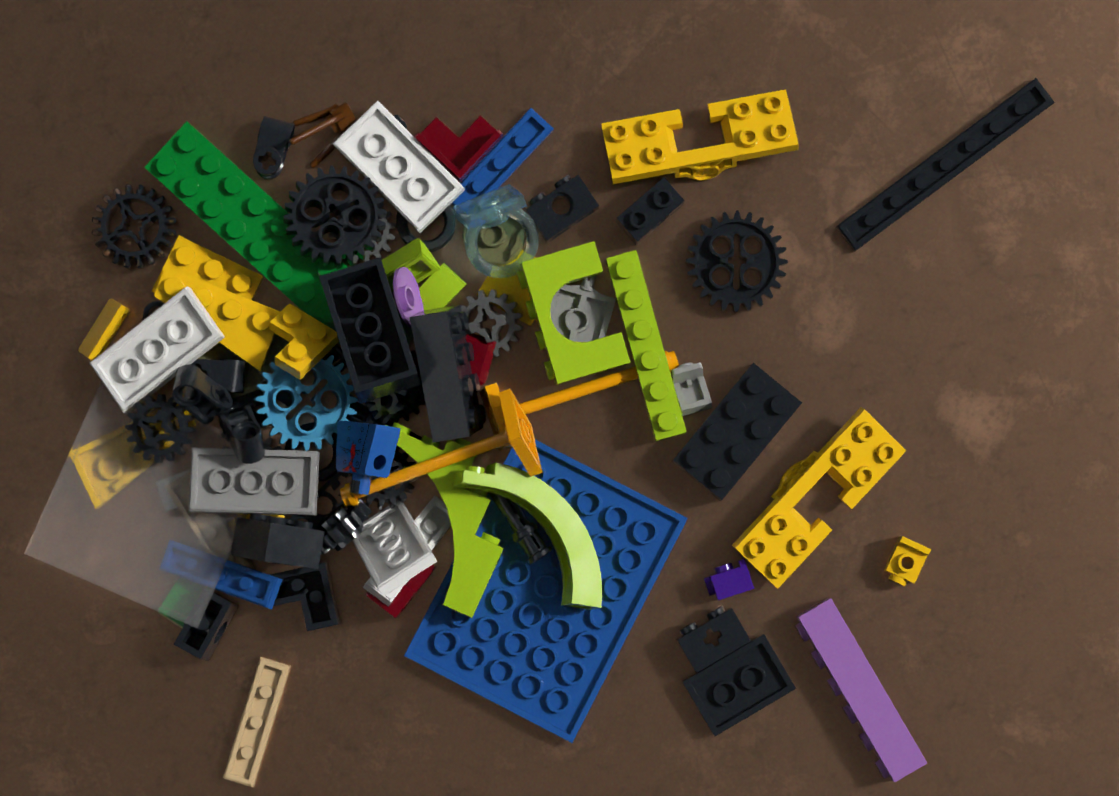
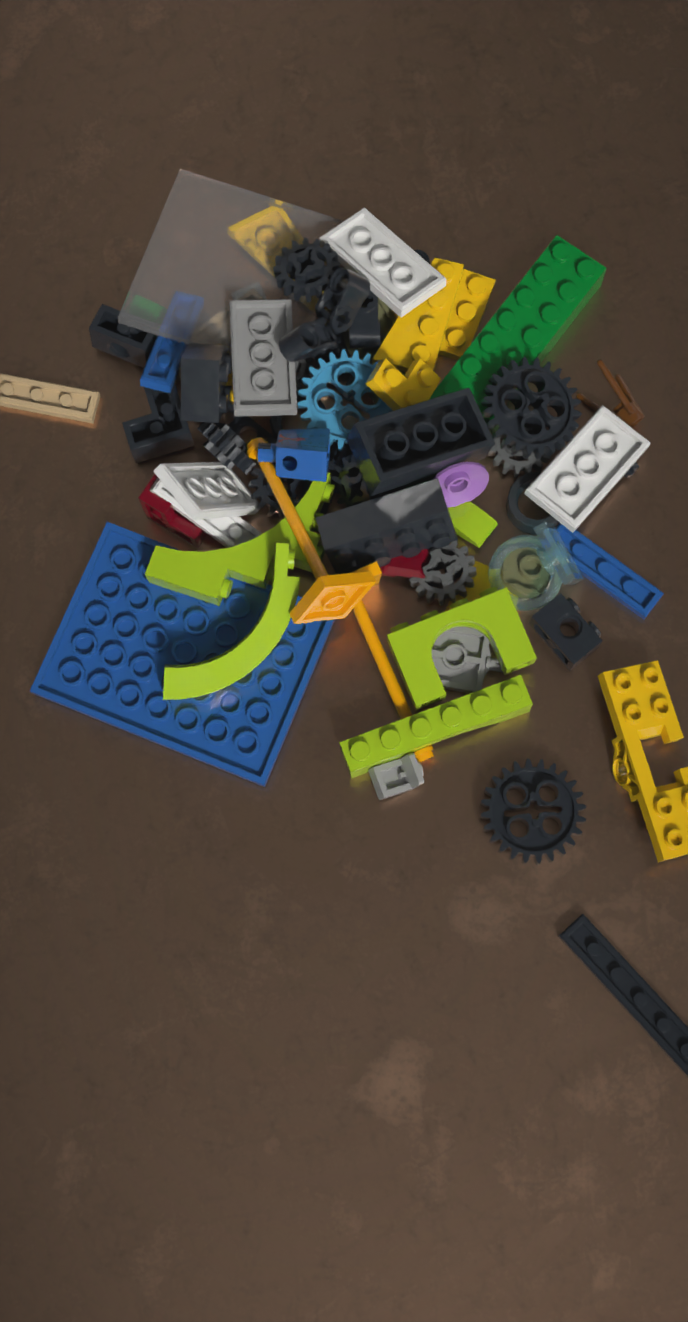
camera: 90 degrees right, 10 degrees down
(104, 329) = (403, 228): yellow slope -> none
(121, 232) = (495, 254): black gear -> none
(274, 143) = (589, 350): black piece -> none
(414, 257) = (498, 492): lime slope -> none
(460, 153) = (608, 525): dark red panel -> none
(524, 531) = (234, 623): black pin -> none
(650, 211) = (574, 718): black brick -> none
(729, 580) = (203, 834): dark purple brick -> none
(731, 638) = (126, 812): black brick -> none
(737, 431) = (356, 826): black brick -> none
(739, 685) = (97, 854): black plate -> none
(853, 459) = (251, 884): yellow plate -> none
(861, 690) = (98, 981): medium lavender brick -> none
(906, 548) = (249, 1020): yellow brick -> none

